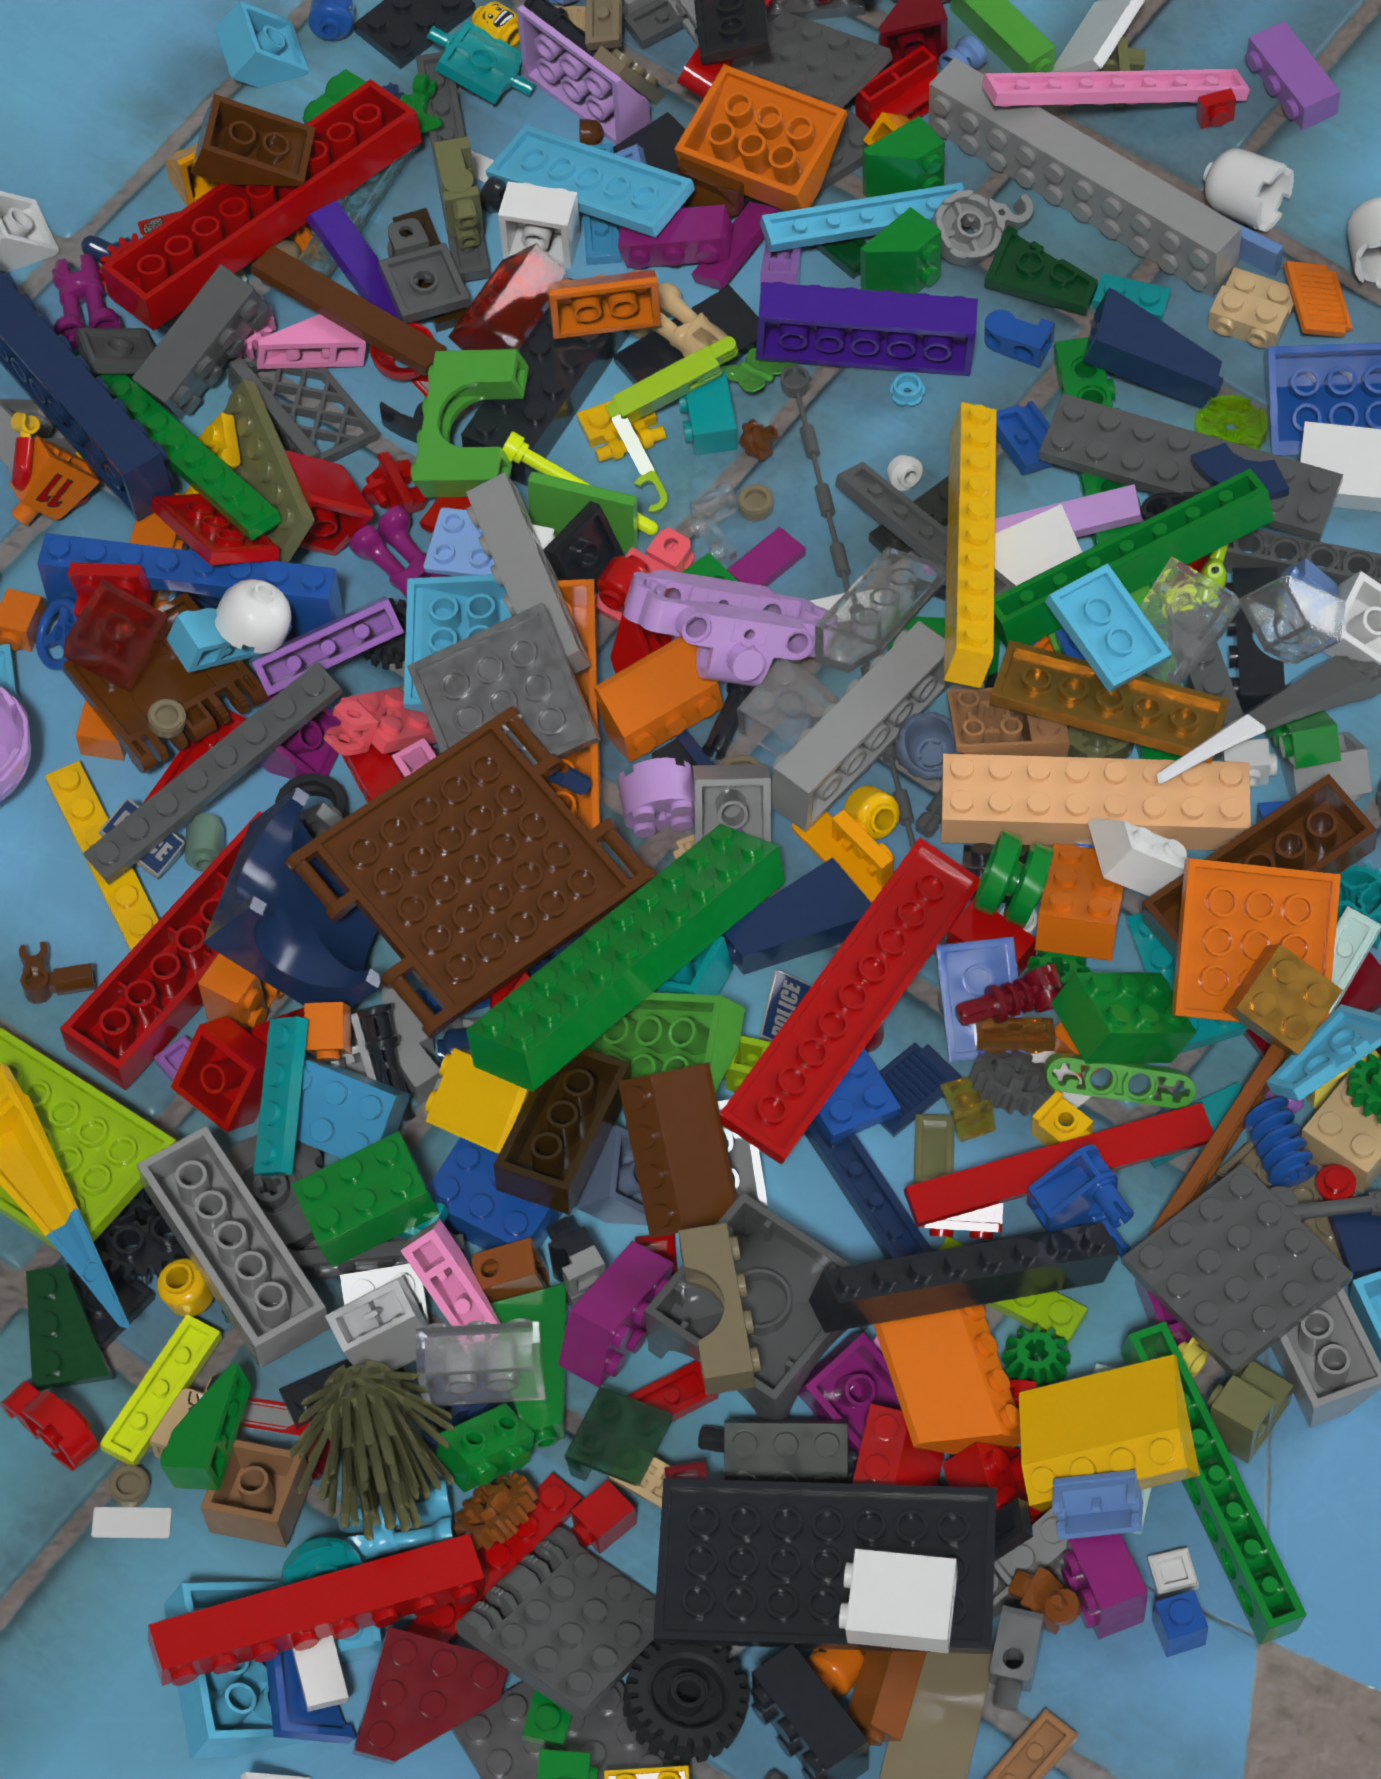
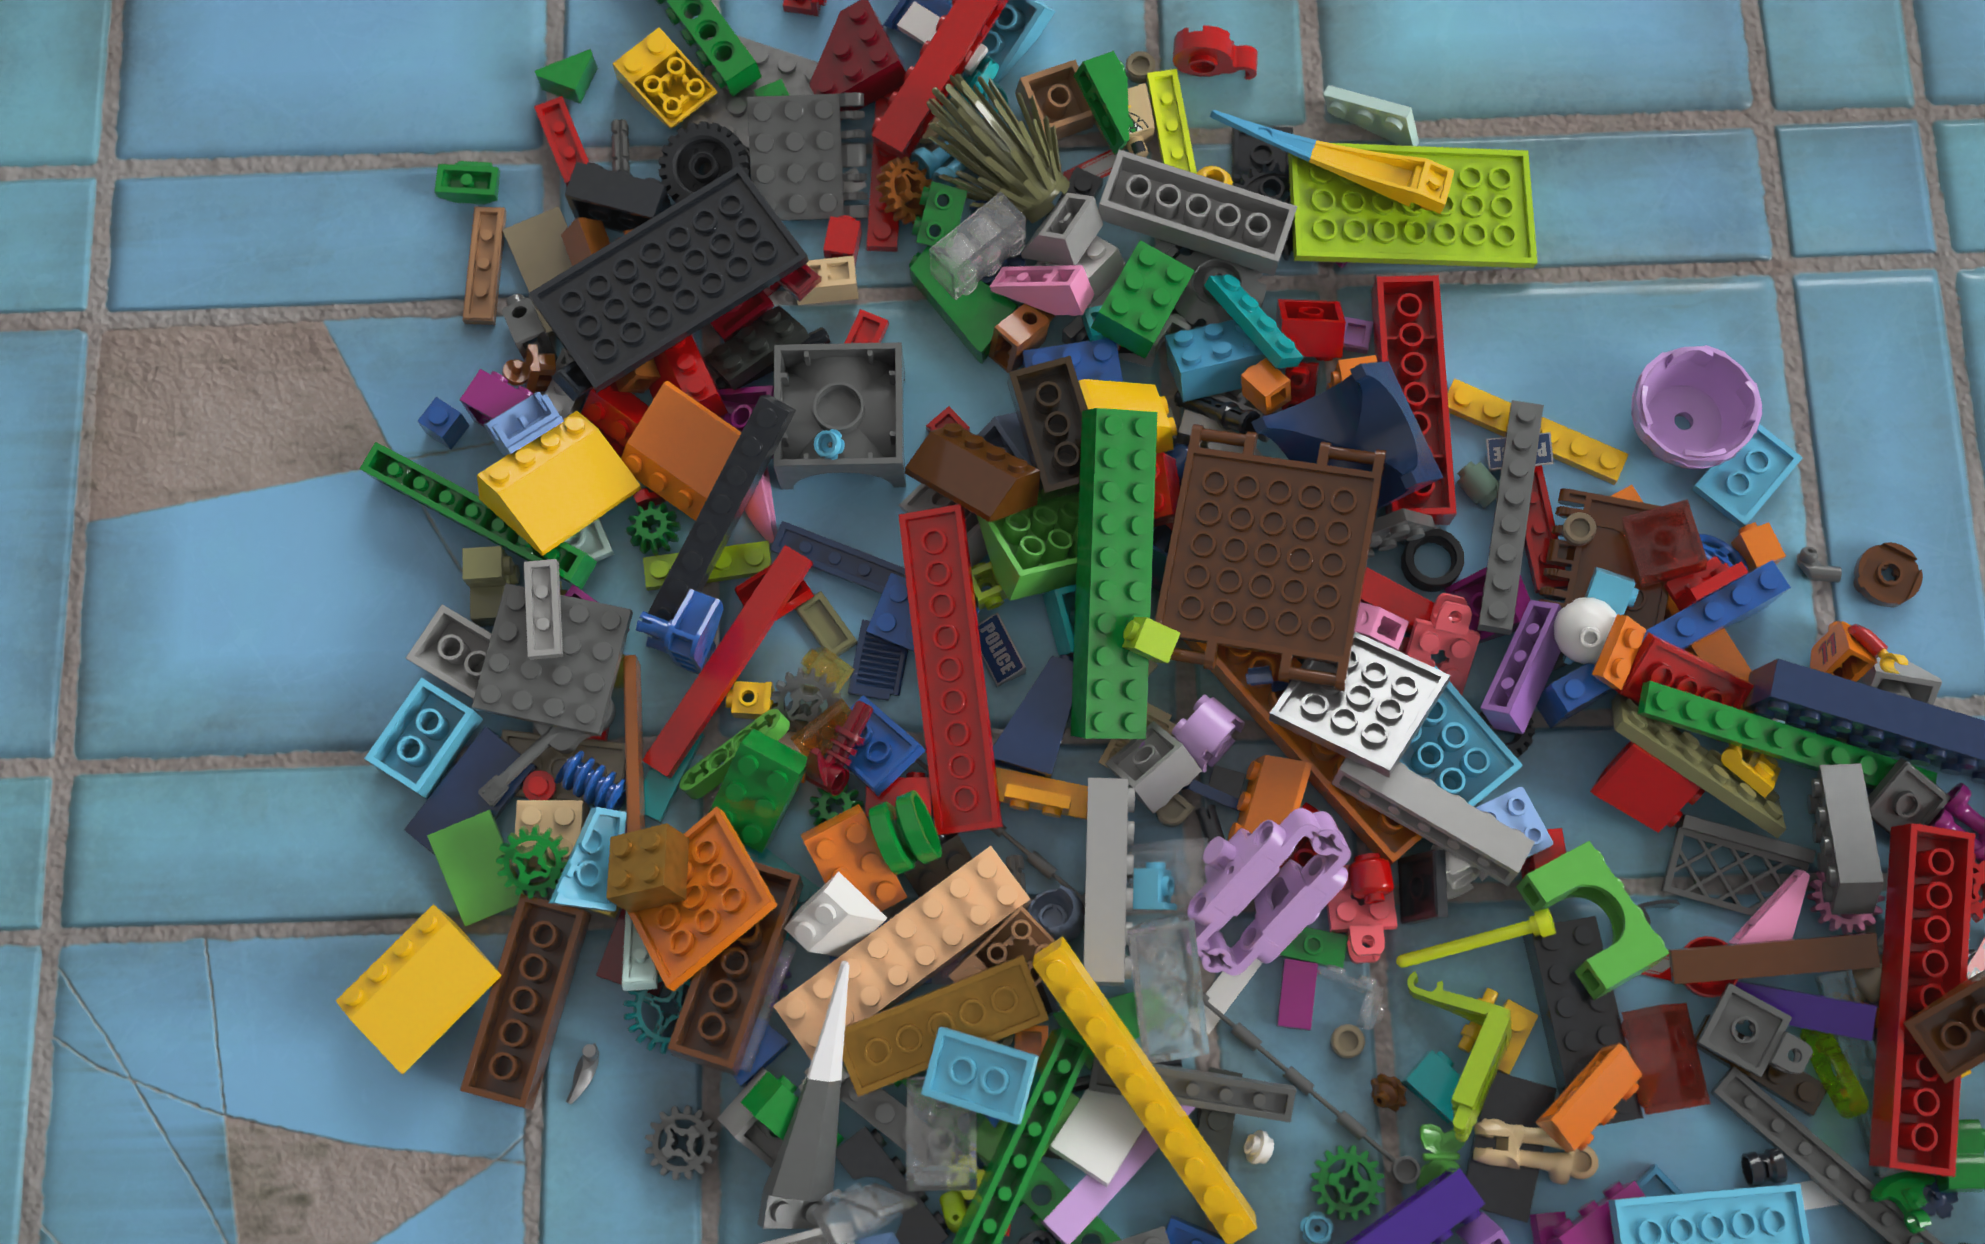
camera: 140 degrees right, 15 degrees up
(40, 984) = (1491, 316): reddish brown bar -> none
(60, 1334) = (1258, 105): dark green wing -> none
(131, 1522) = (1127, 45): white sticker -> none
(237, 572) = (1619, 652): none -> orange plate
(382, 210) = (1845, 1088): none -> clear neon green beam
(388, 485) = (1620, 856): red hips -> none
(393, 529) = (1577, 788): magenta piece -> none
(459, 191) = (1793, 1125): olive hips -> none
(542, 217) = (1710, 1155): white brick -> none
(557, 501) = (1455, 920): bright green tile -> none
(573, 1258) = (982, 373): hips -> none
(611, 1315) = (925, 347): magenta brick -> none
(617, 1438) = (867, 282): clear green bracket -> none
(648, 864) = (1150, 639): none -> lime brick
(709, 1264) = (879, 391): dark tan arch -> none
(807, 1252) = (822, 441): none -> medium azure plate
(824, 688) = (1153, 887): none -> medium azure brick
(853, 401) = (1344, 1199): none -> green gear
(875, 809) = (1055, 836): yellow head -> none
(899, 1600) = (599, 272): white brick -> none
(1172, 1573) = (474, 458): white tile -> none
(1213, 1300) = (543, 609): none -> light grey plate

